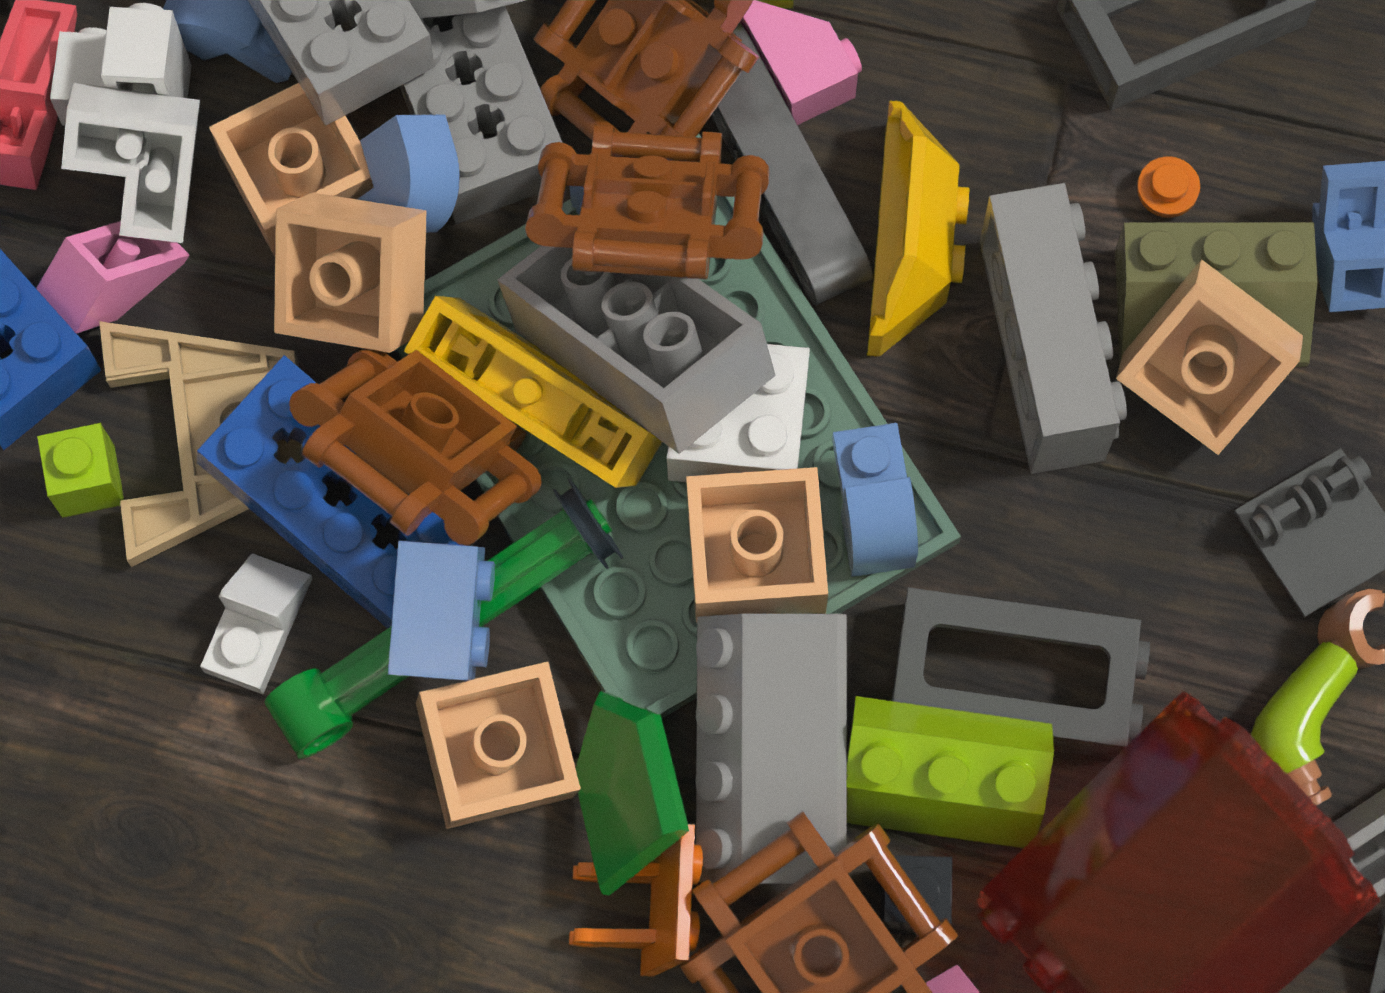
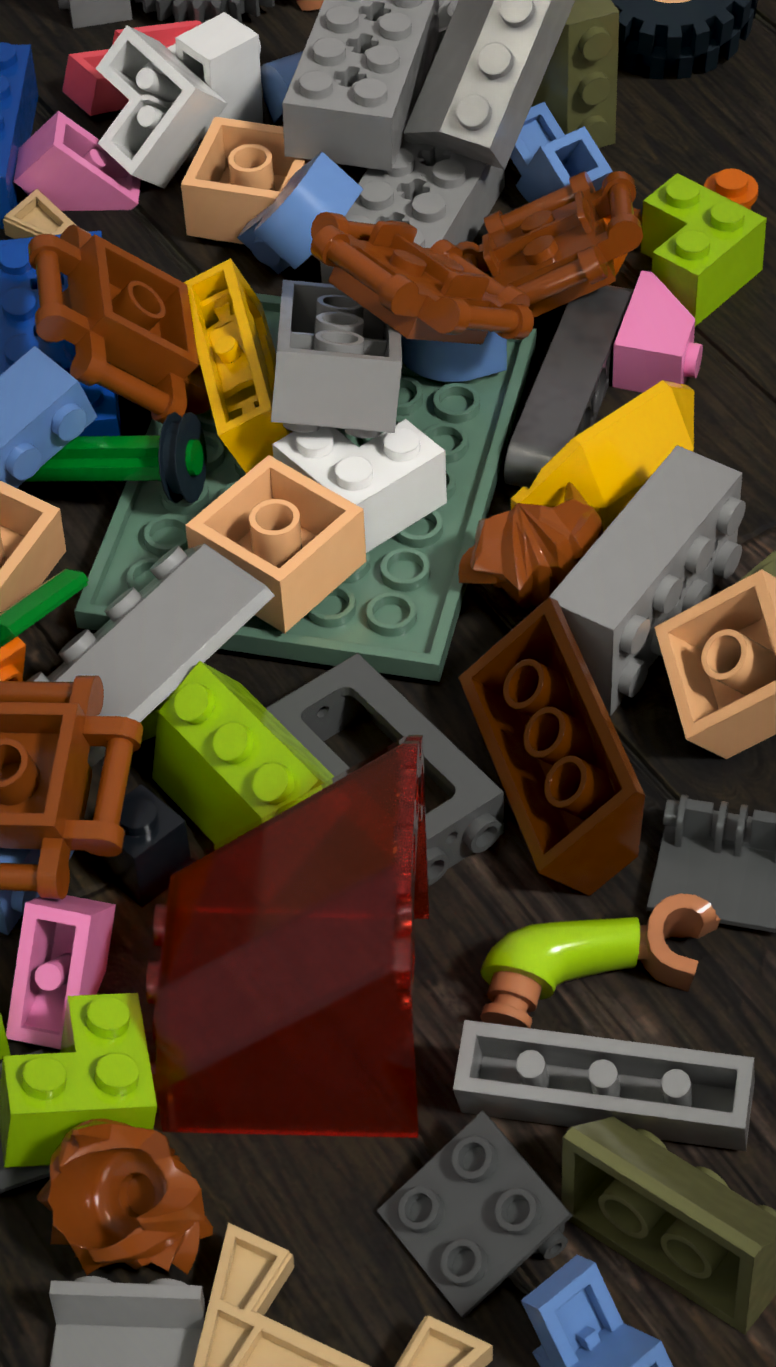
camera: 45 degrees right, 25 degrees down
(349, 271) = (200, 220): light nougat brick -> none
(876, 500) = (381, 576): medium blue brick -> none
(949, 373) = (531, 547): none -> dark orange hair
(1145, 550) = (557, 752): none -> reddish brown slope

